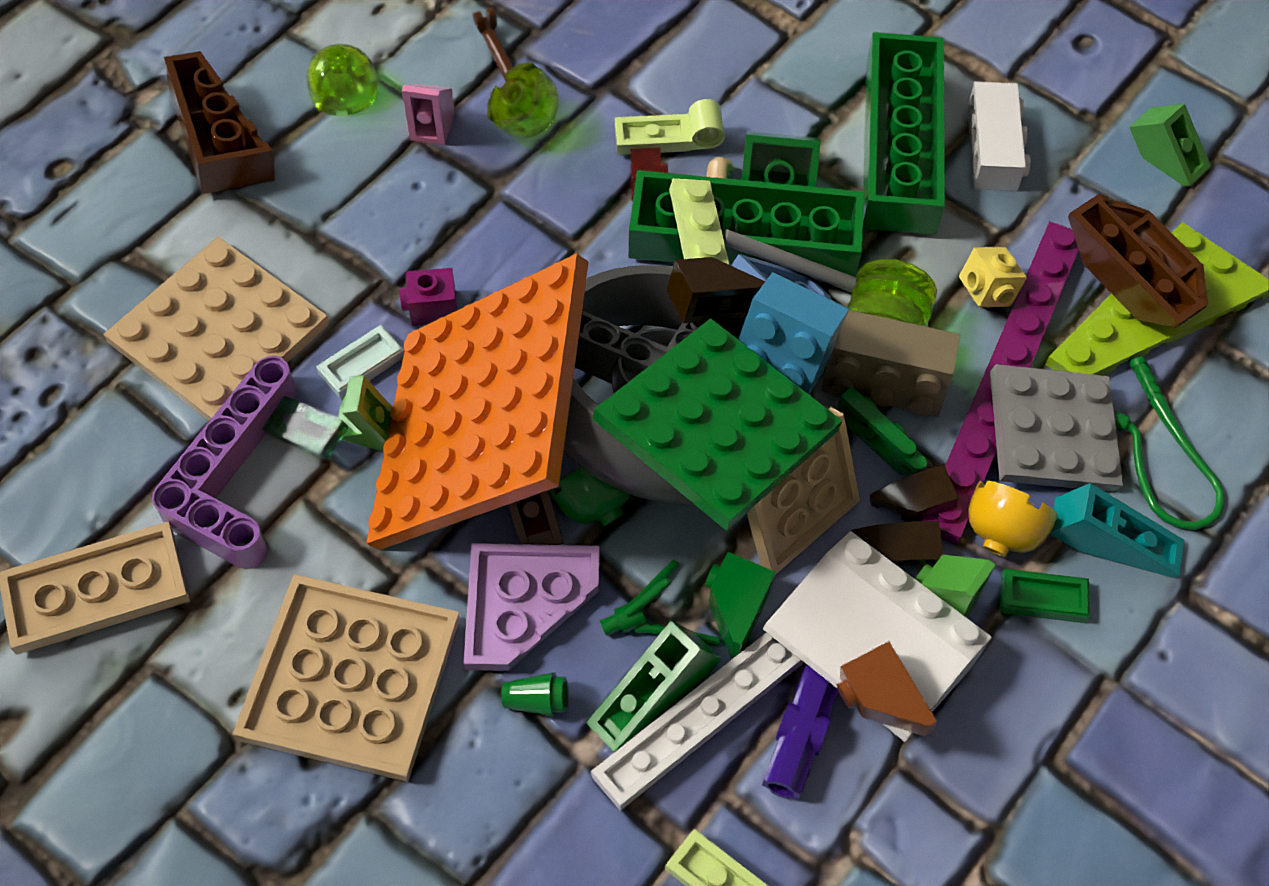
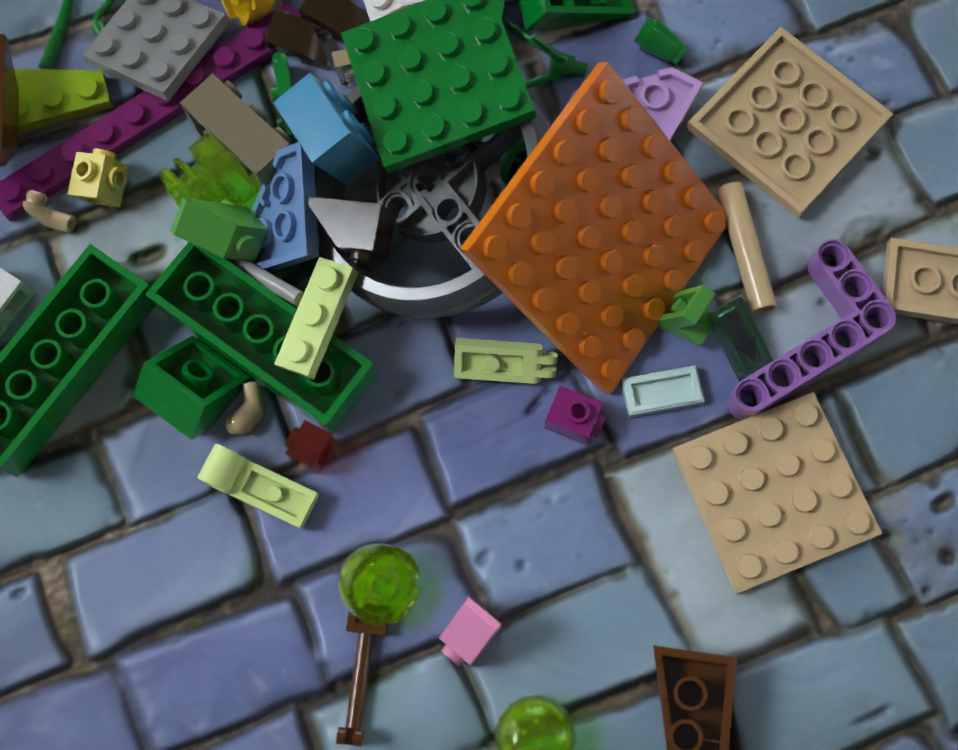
camera: 145 degrees left, 15 degrees up
(338, 522) = (747, 248): none -> tan piece
(838, 265) = (220, 228): none -> bright green slope
(1024, 238) = (50, 218): none -> tan arm

